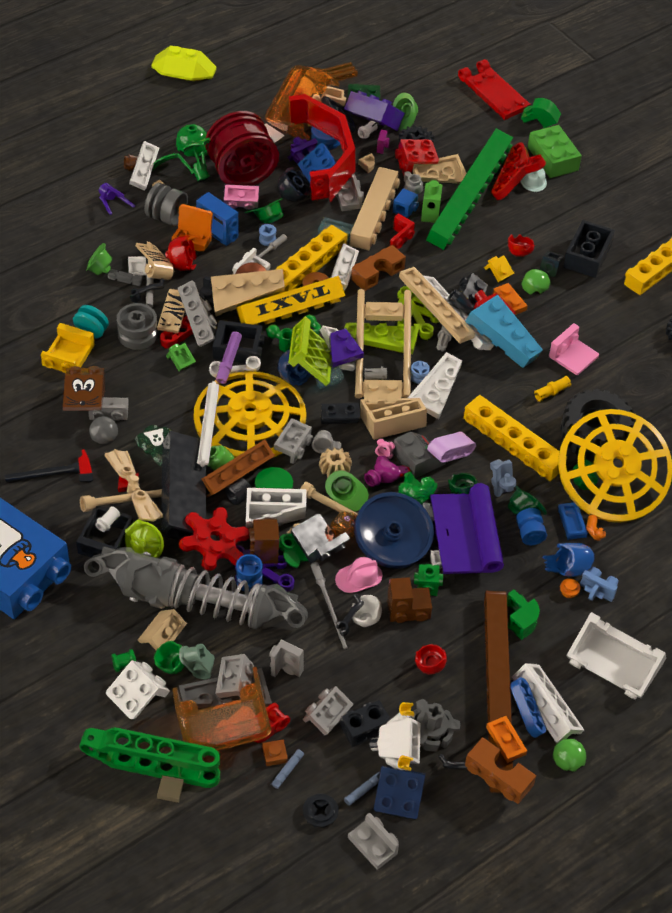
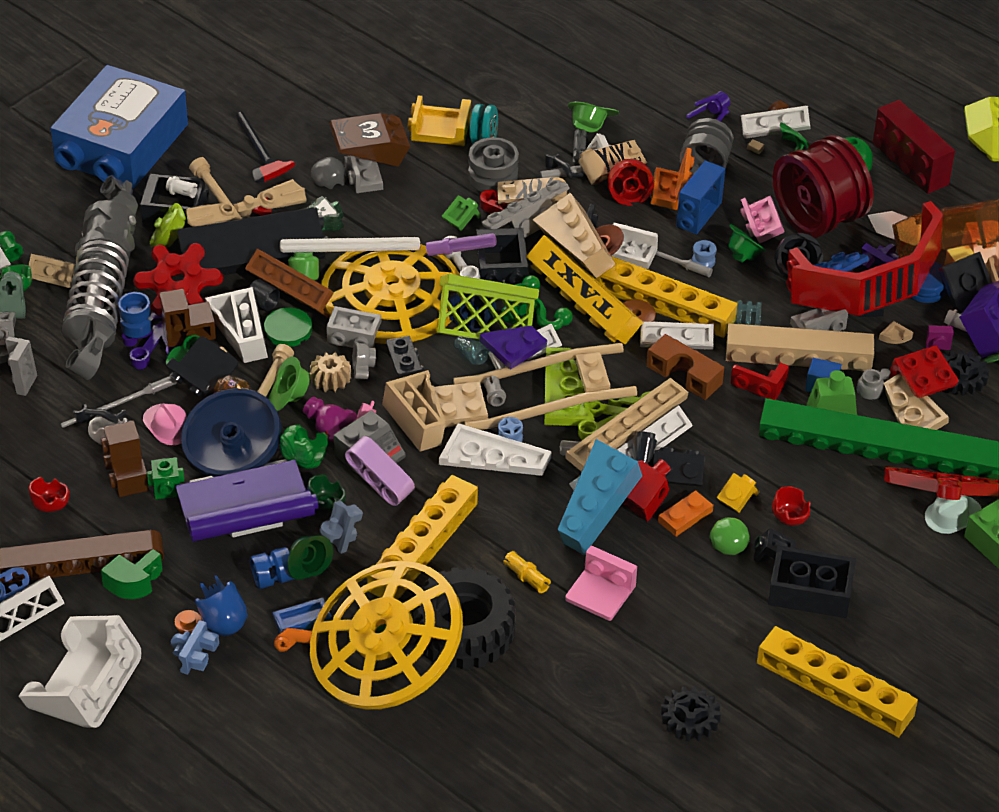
camera: 80 degrees right, 5 degrees down
(199, 103) = (913, 146): none -> dark red piece

